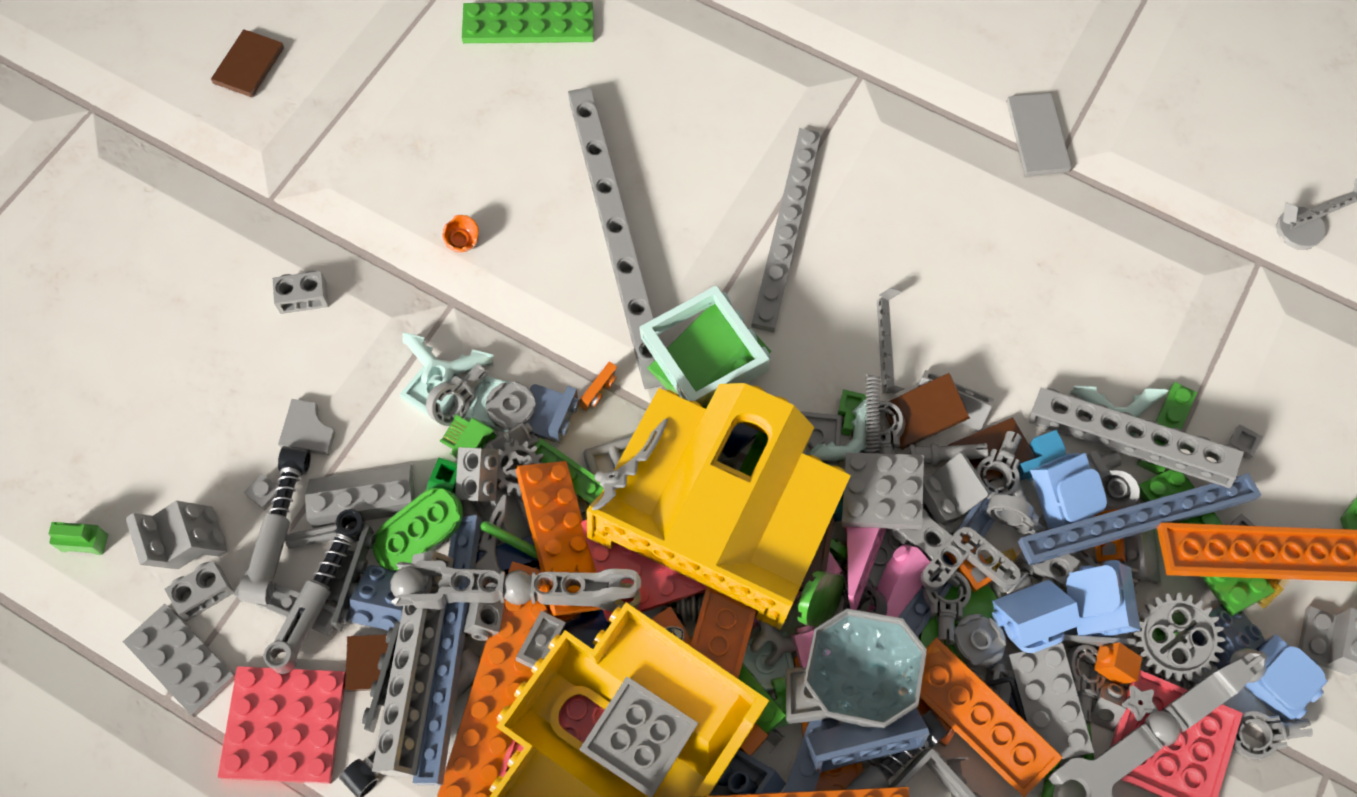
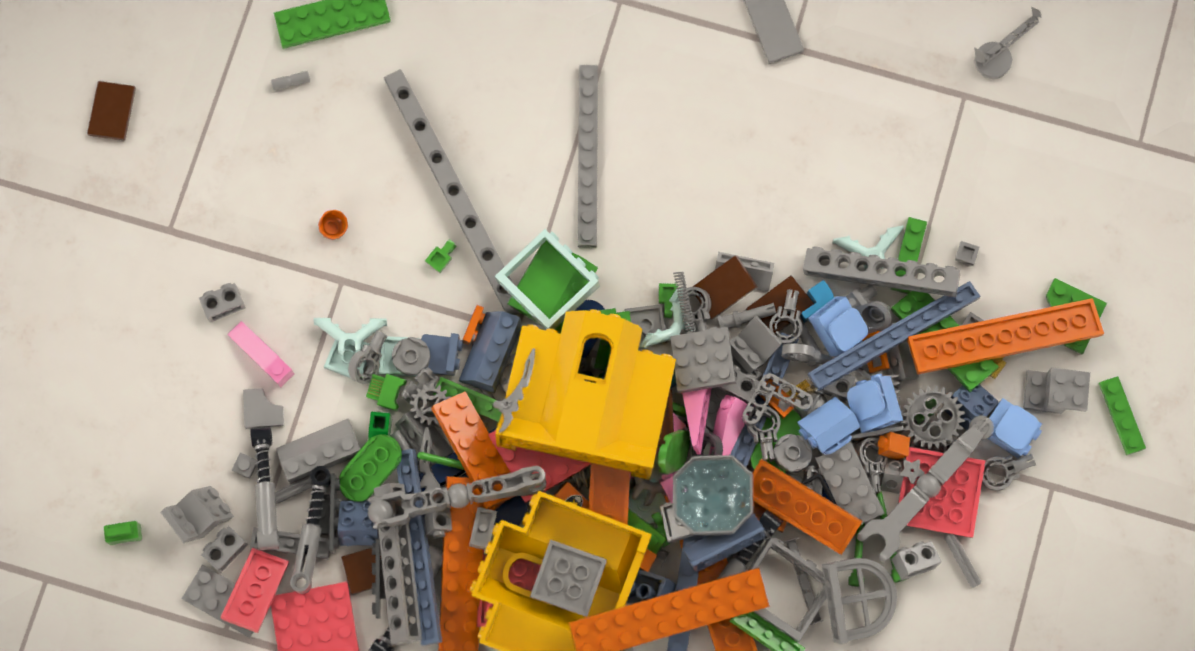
camera: 10 degrees left, 10 degrees up
(217, 654) = (255, 590): none -> coral plate
(328, 364) = (261, 354): none -> bright pink slope
(463, 74) = (287, 81): none -> light grey piece
(477, 474) = (403, 417): light grey brick -> none
(579, 301) = (439, 257): none -> bright green plate
(611, 422) = (491, 350): none -> sand blue slope
(886, 296) = (685, 234): light grey piece -> none

